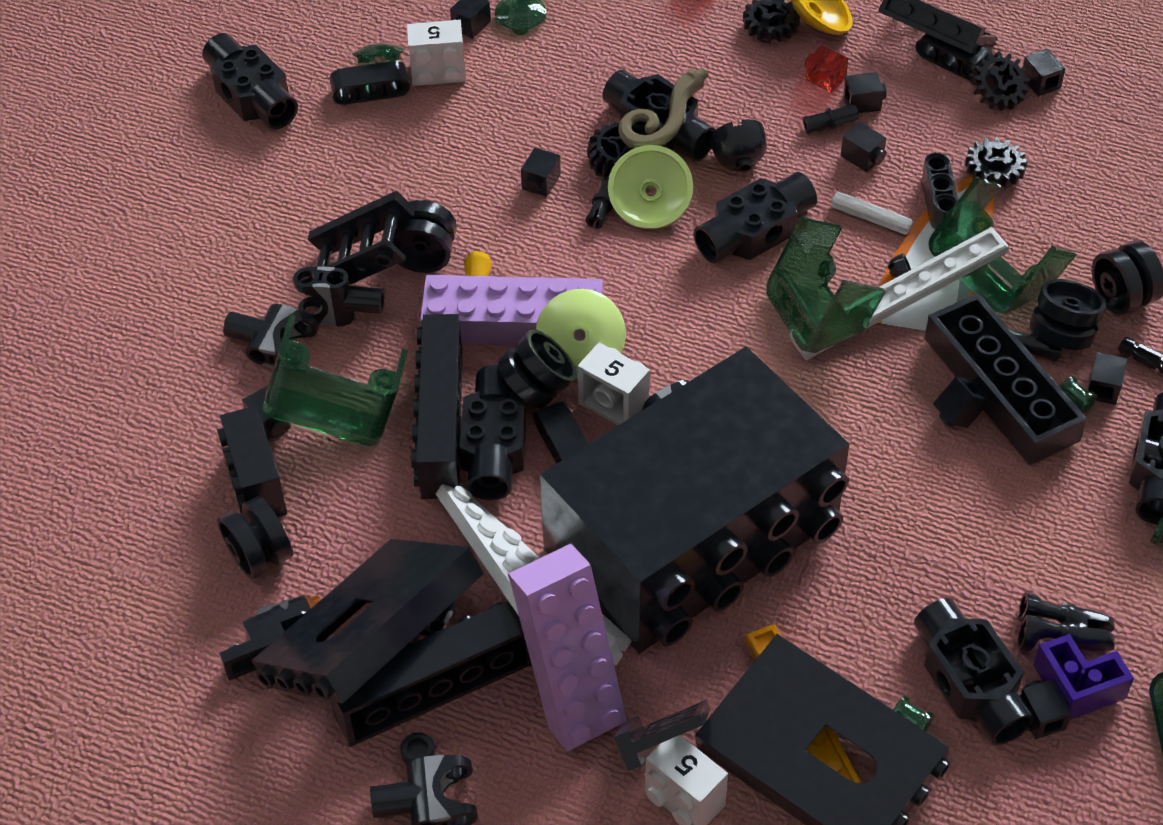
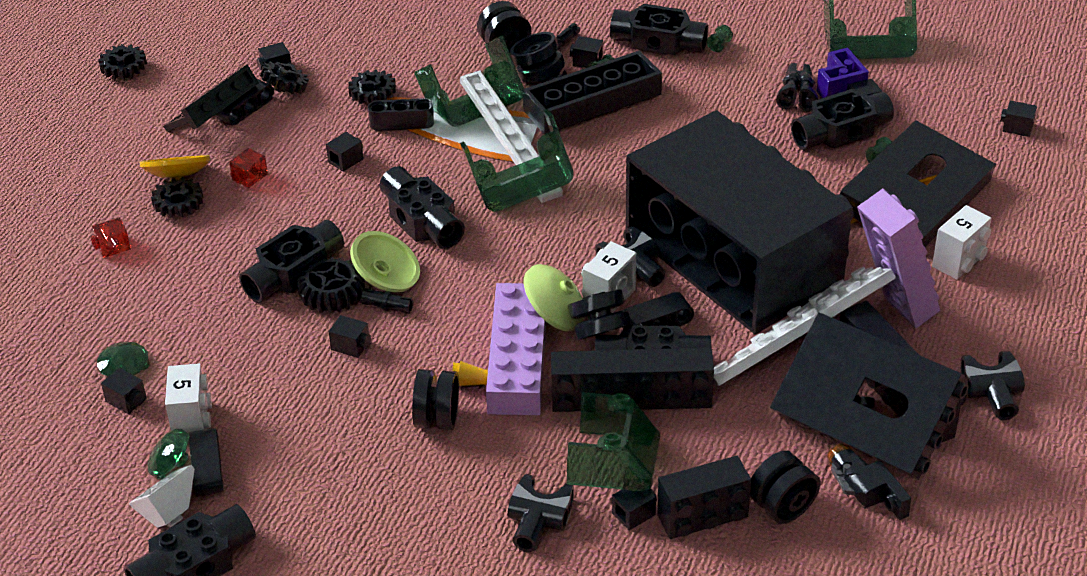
camera: 90 degrees left, 10 degrees down
(318, 57) = (167, 498): none -> white slope
(335, 296) = (505, 456): black connector -> none
(362, 226) = (432, 445): black fence -> none
(637, 740) = (965, 235): black fence -> none
(683, 89) = (287, 228): dark tan plant -> none
(739, 145) = (341, 210): black cylinder -> none
(830, 118) = (307, 170): black axle -> none
(864, 92) = (281, 149): black brick -> none
(871, 213) = (417, 150): white axle -> none
(898, 265) = (475, 138): black hinge -> none
(961, 402) = (616, 112): black brick -> none

